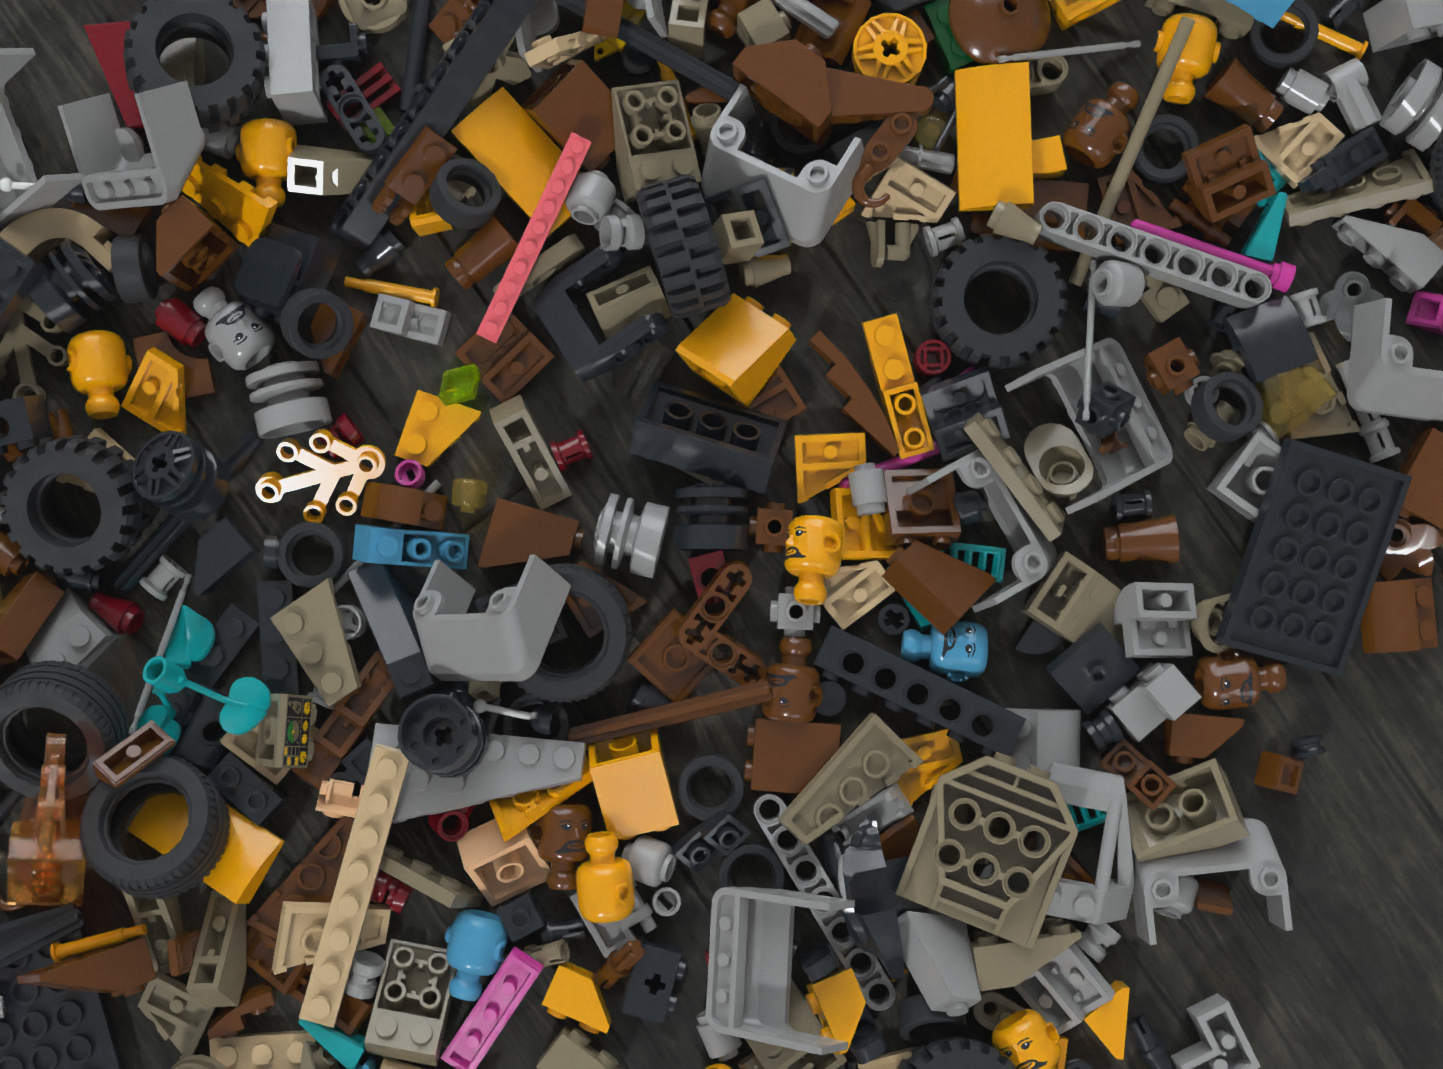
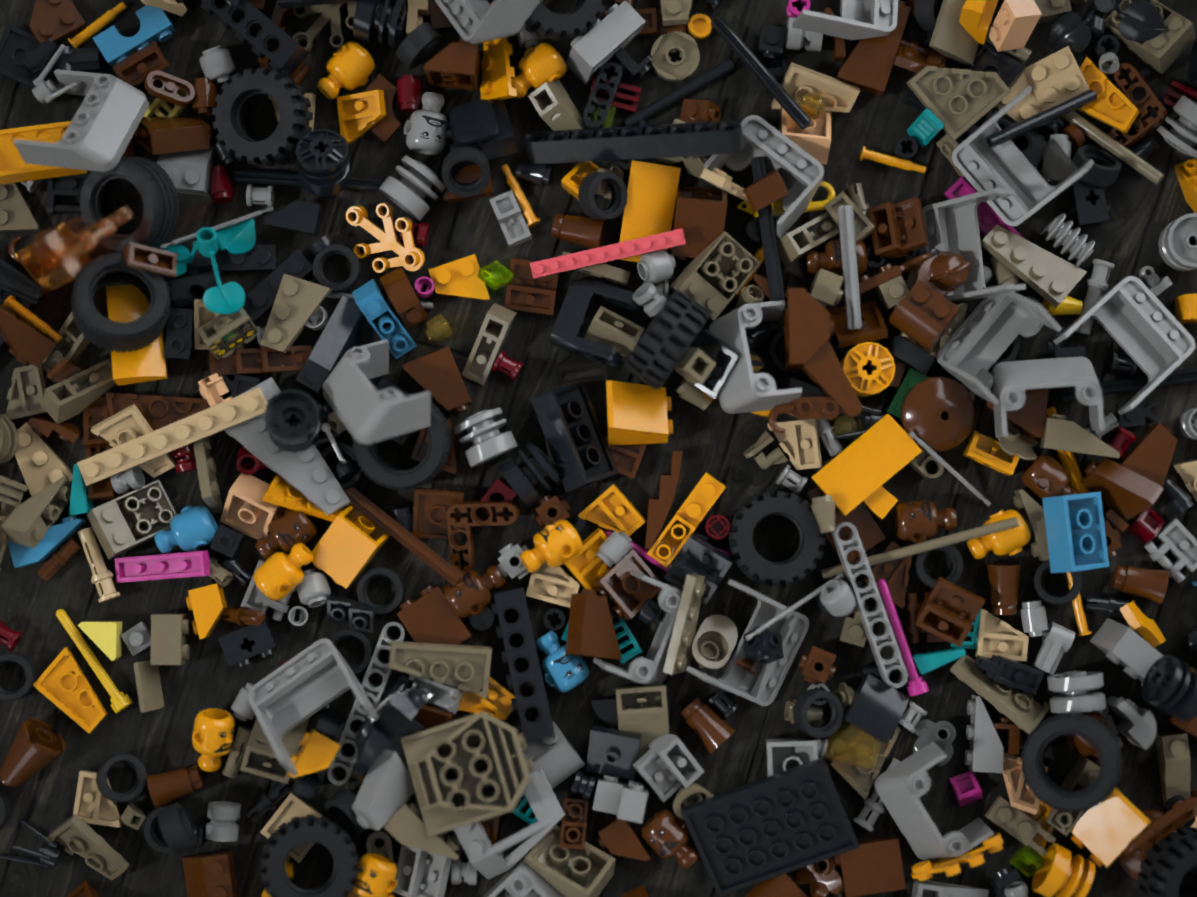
camera: 50 degrees right, 0 degrees up
(413, 174) = (590, 159): reddish brown hinge -> none

